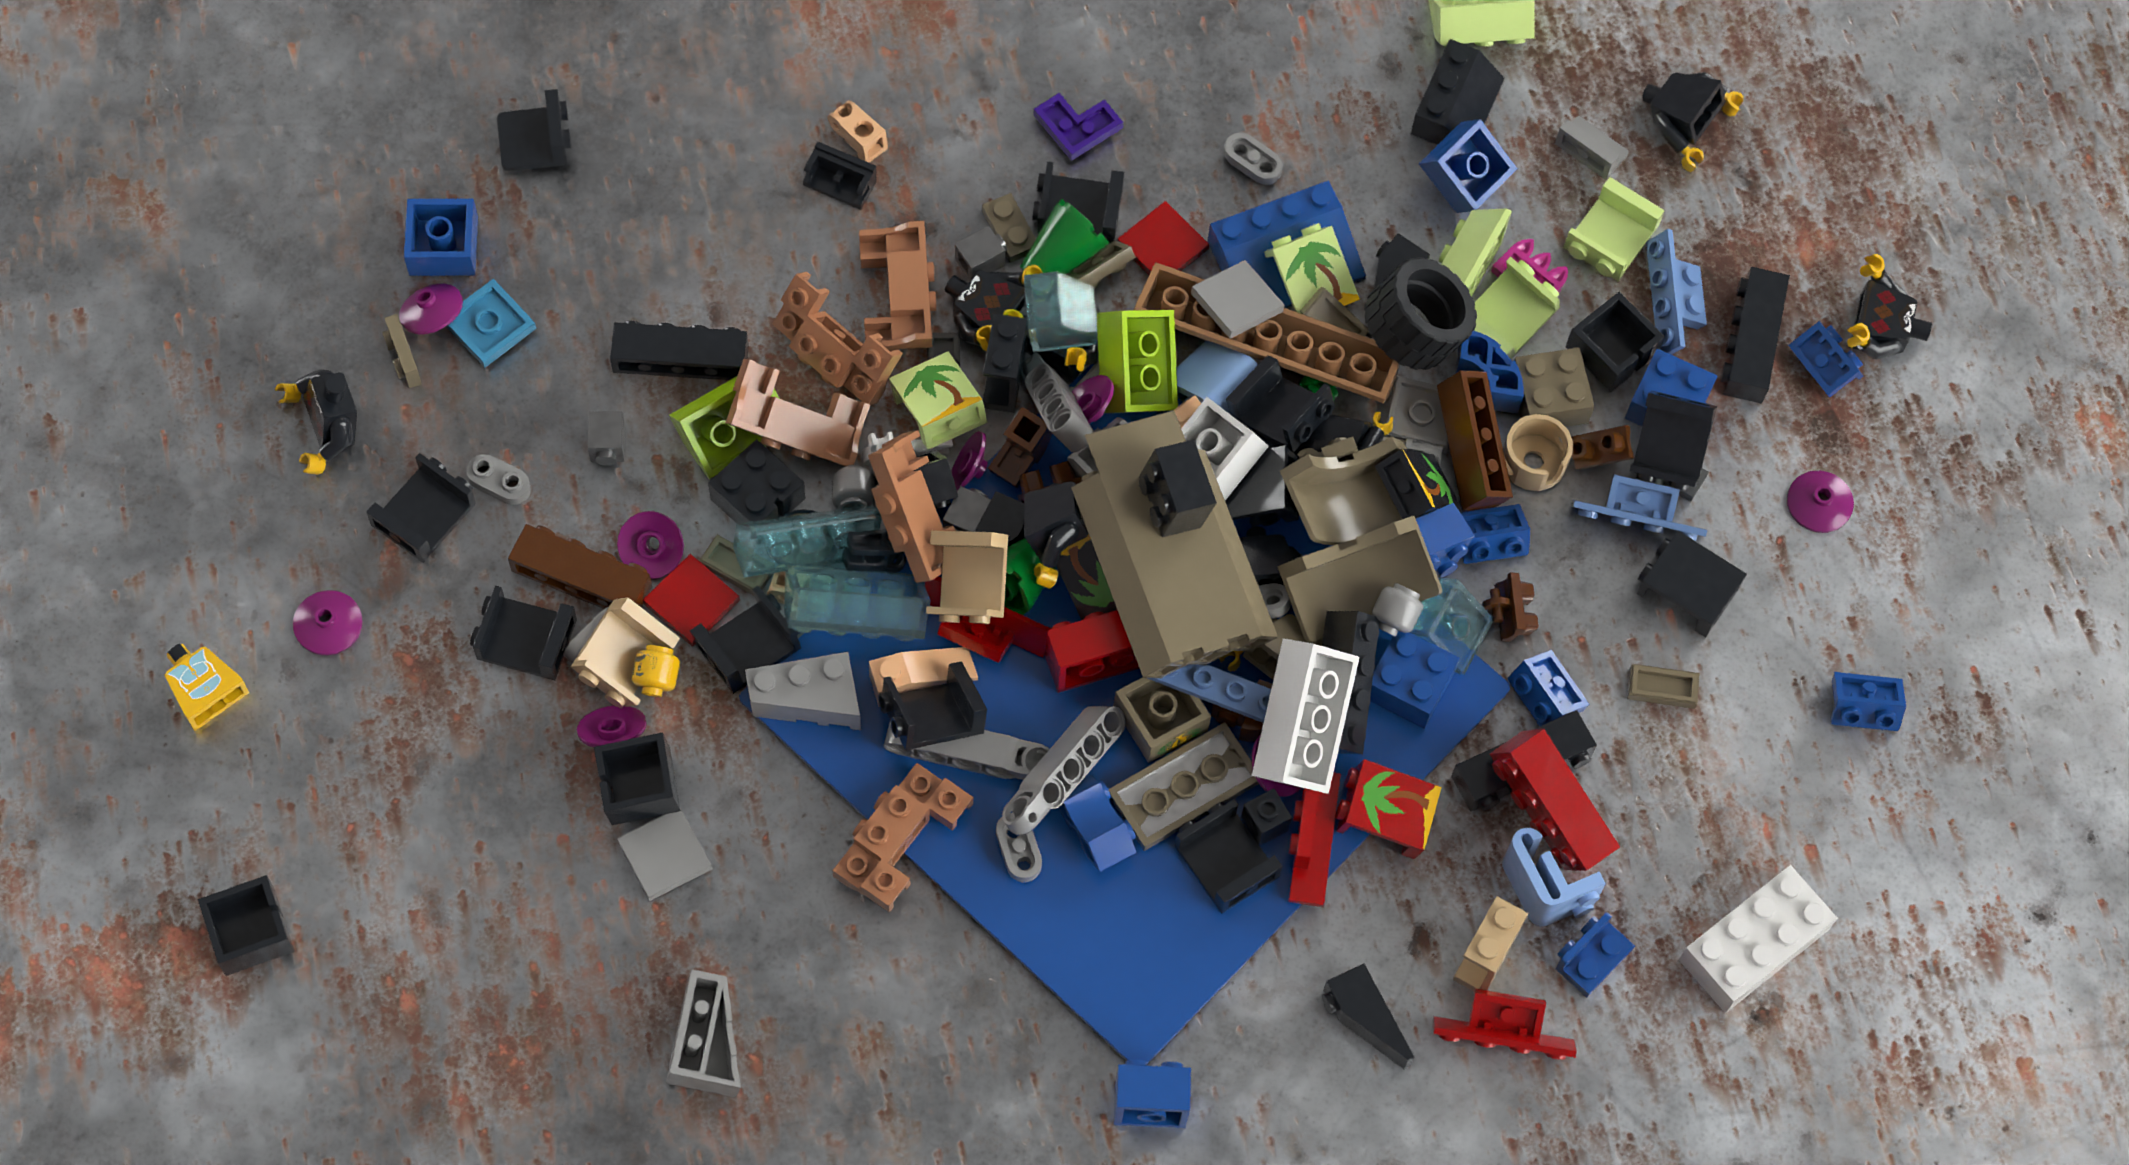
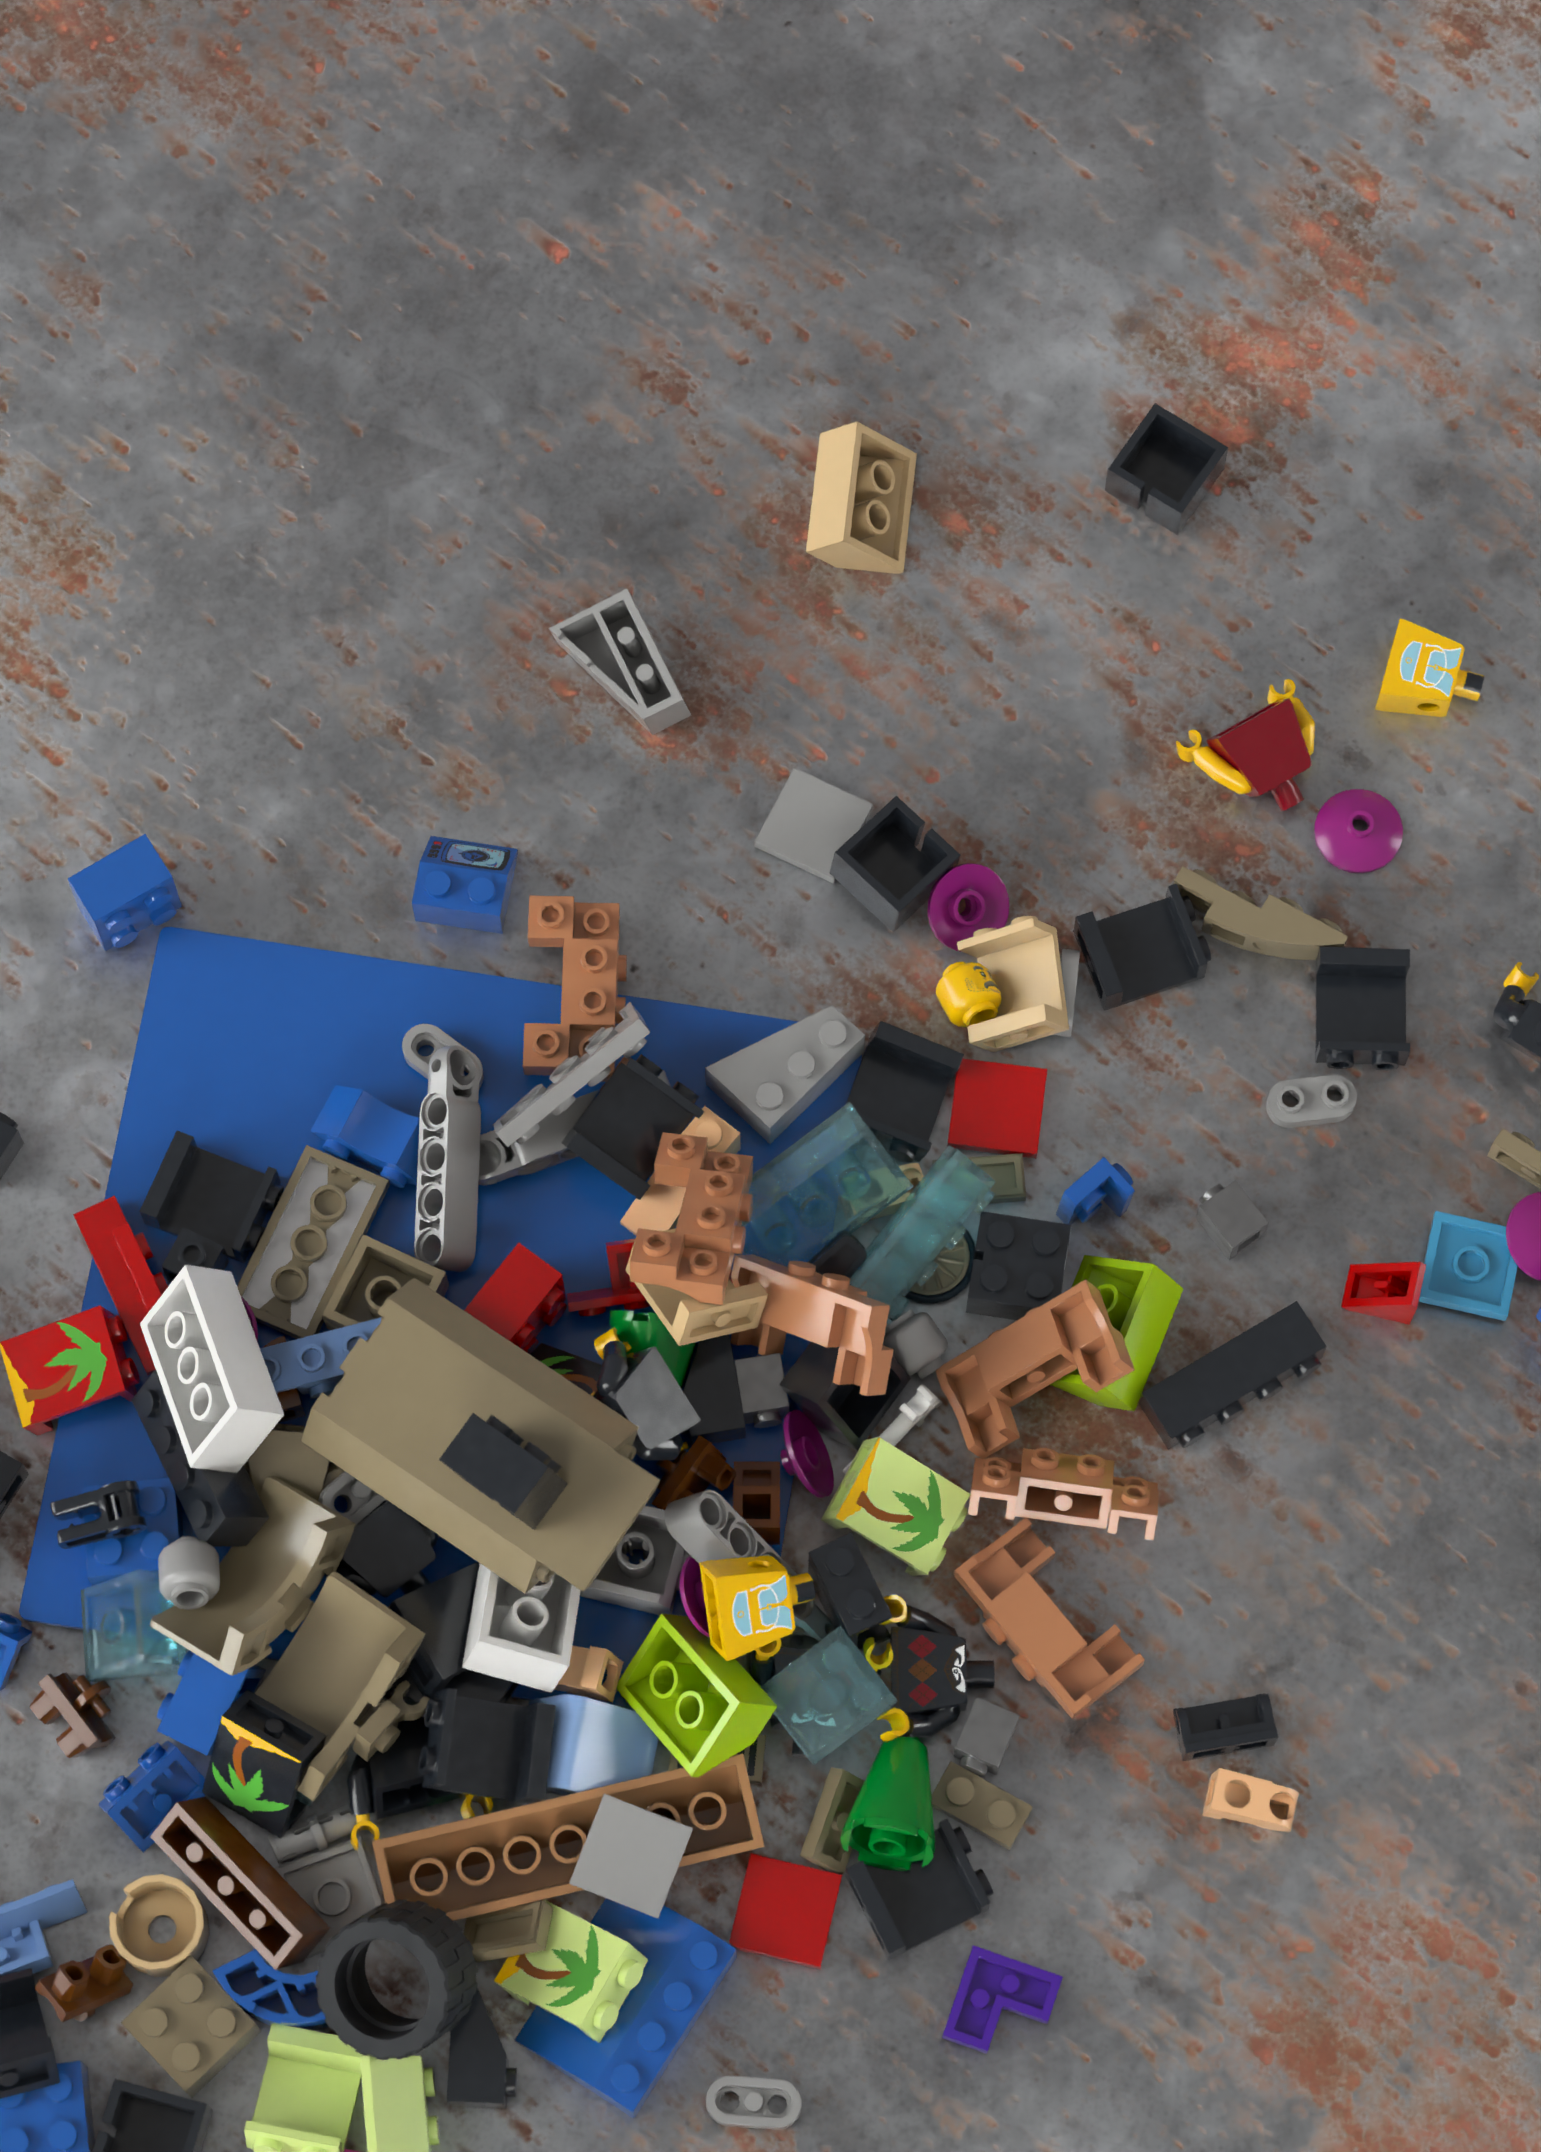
camera: 150 degrees right, 5 degrees up
(346, 700) = (1260, 750): none -> dark red torso
(438, 595) = (1273, 930): none -> dark tan slope
(461, 1050) = (861, 500): none -> tan slope
(549, 338) = (1384, 1290): none -> red slope
(577, 570) = (1136, 1051): reddish brown brick -> none
(635, 546) = (1084, 1128): magenta dish -> none
(679, 497) = (1099, 1183): none -> blue bracket
(918, 963) = (464, 884): none -> blue slope
(929, 755) = (571, 1075): none -> light grey wing
(934, 594) = (709, 1223): none -> nougat bracket
(943, 343) = (942, 1593): dark grey tile -> none
(1072, 366) = (750, 1602): none -> yellow torso
(1423, 679) = (117, 1520): none -> black piece

